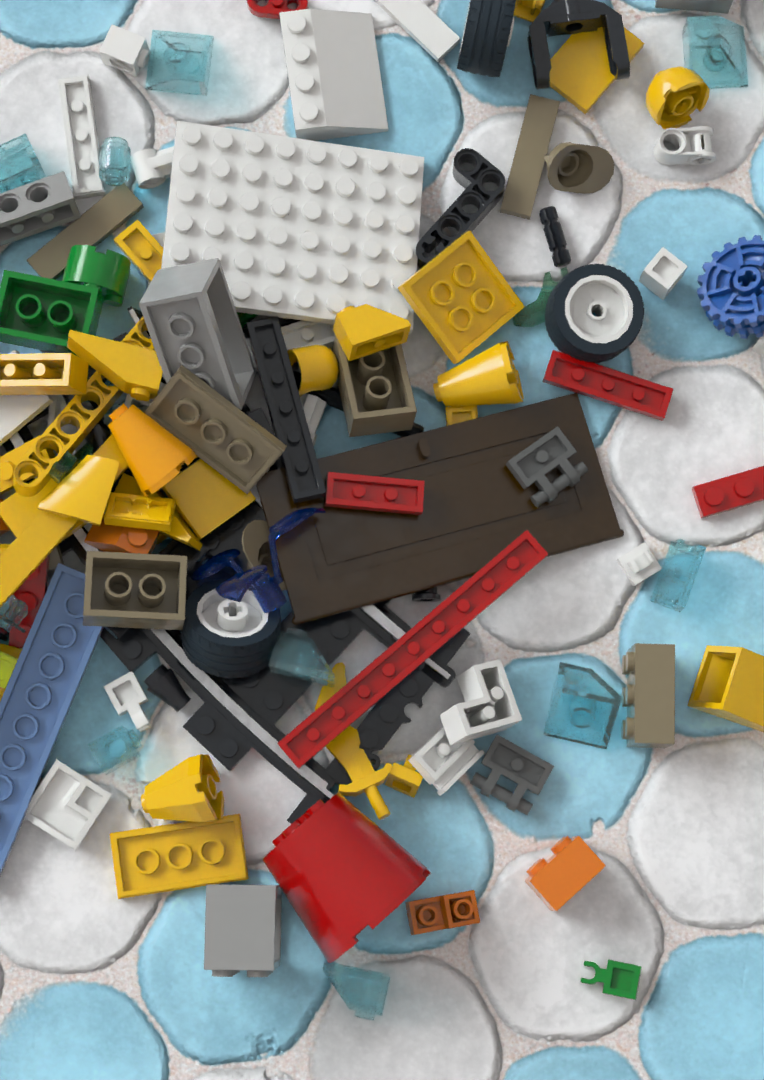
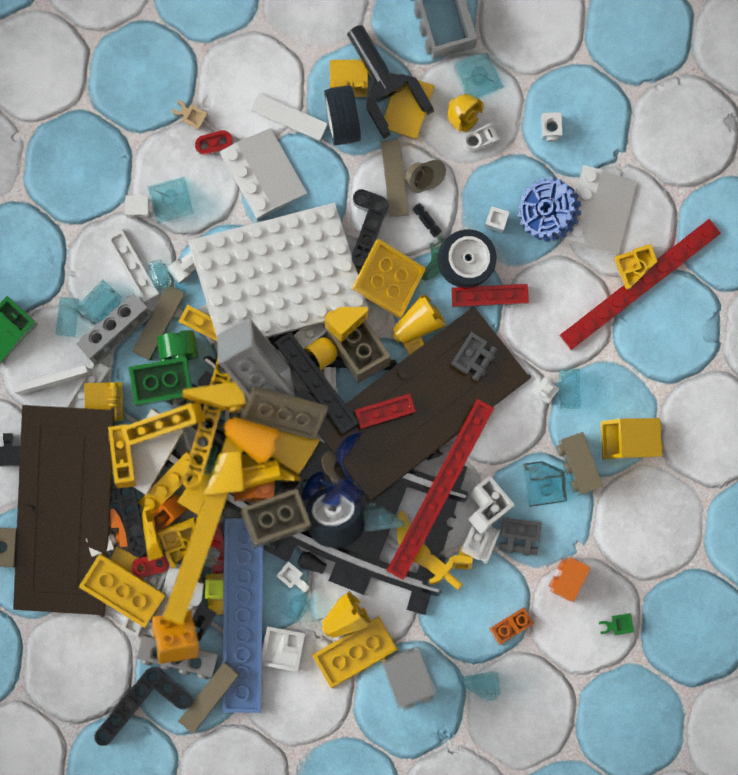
camera: 20 degrees left, 5 degrees up
(341, 873) = (450, 627): red cone -> none

